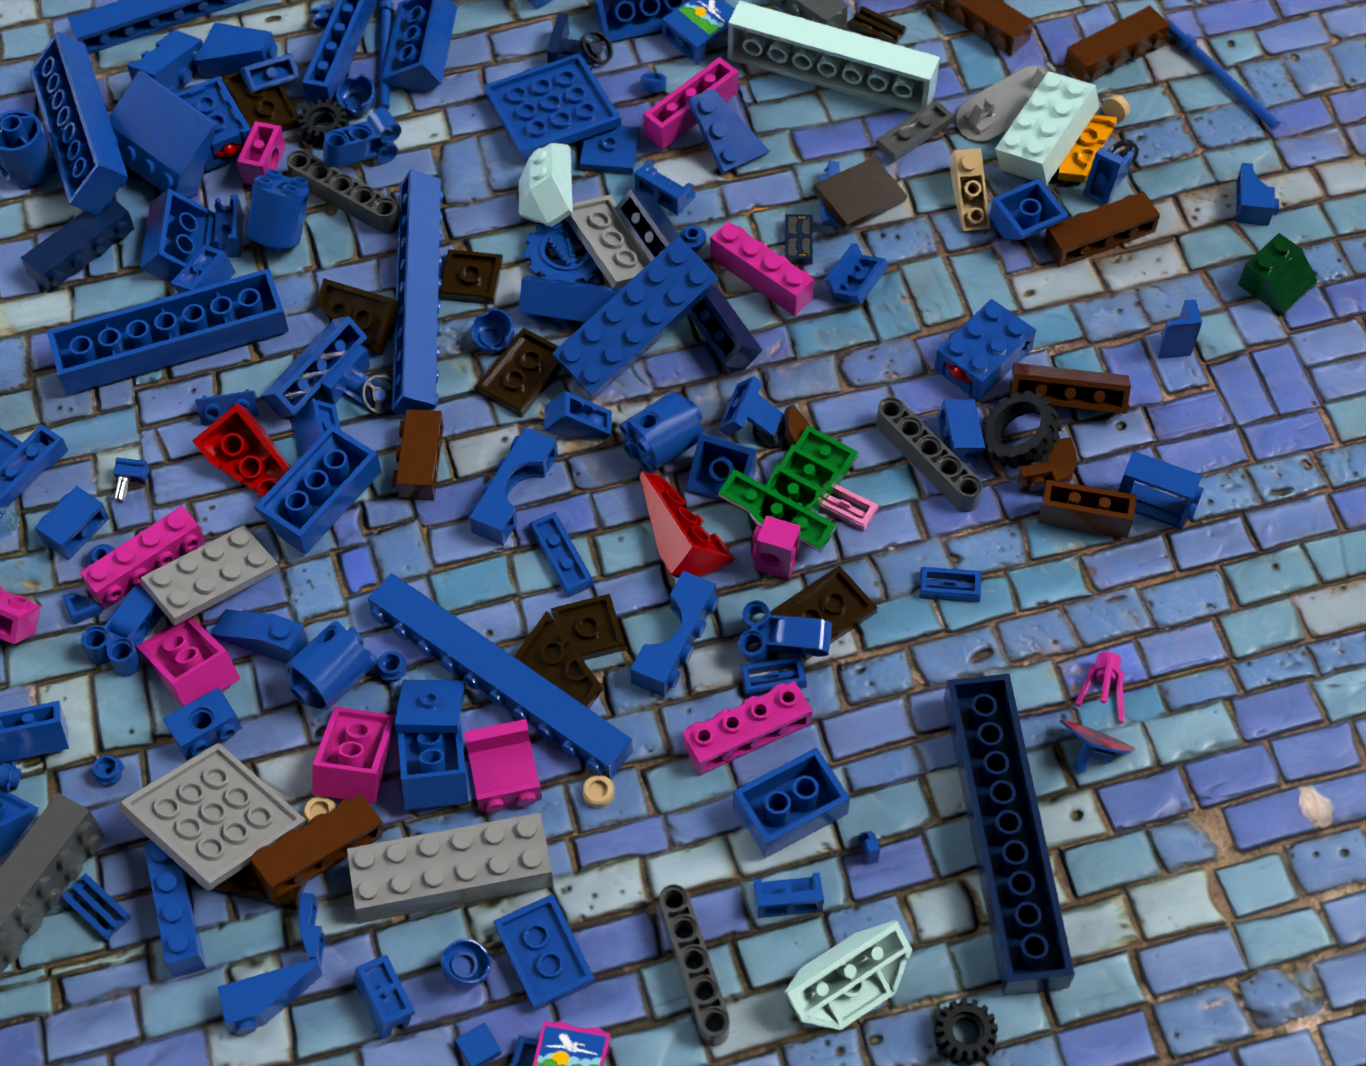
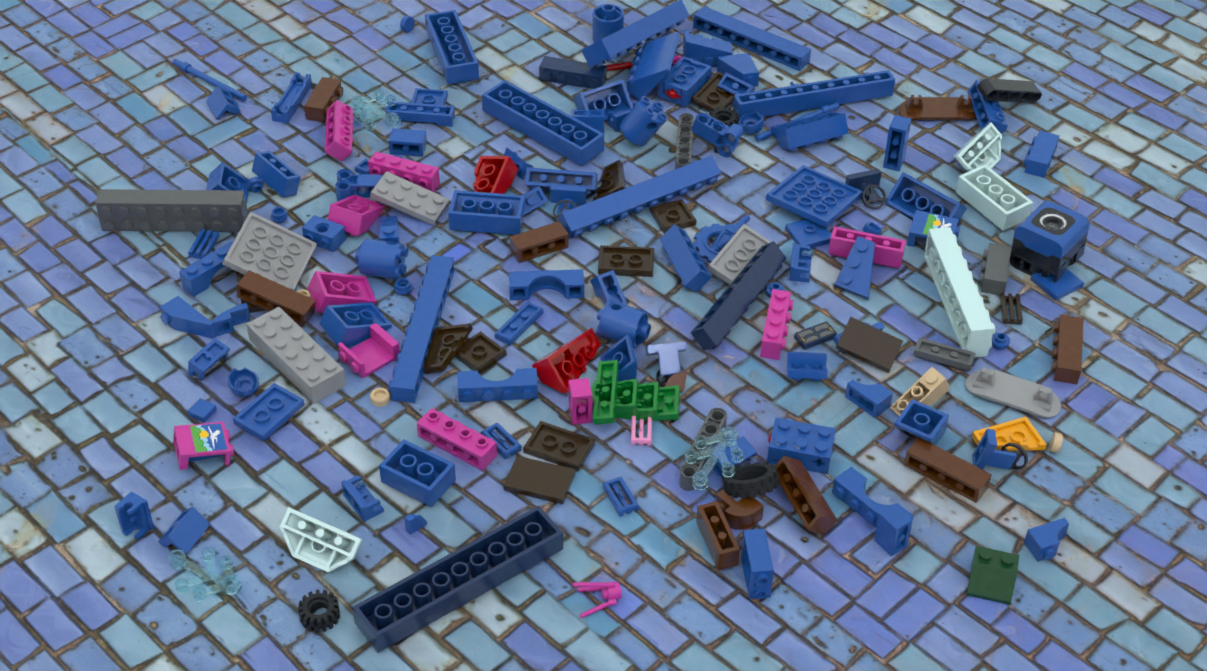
camera: 60 degrees right, 15 degrees down
(129, 471) = (451, 148): blue piece -> none
(261, 151) = (680, 103): dark pink brick -> none
(430, 706) = (386, 308): blue plate -> none
(492, 331) = (639, 235): blue hair -> none
(547, 185) = (755, 210): light aqua wedge -> none
(636, 318) = (684, 276): blue brick -> none
(694, 979) = (294, 474): dark grey beam -> none
(783, 634) = (524, 424): blue piece -> none
(870, 662) = (539, 479): none -> dark brown tile
(947, 240) = (871, 398): none -> blue arch
(966, 442) = (726, 437): none -> clear light blue plant
(1047, 127) = (998, 408): light aqua brick -> none
(1081, 336) = (850, 489): none -> blue arch
(1095, 745) = (551, 601): shield -> none
(1116, 45) = (1109, 423): reddish brown brick -> none
(1189, 44) = (1149, 463): blue bar -> none

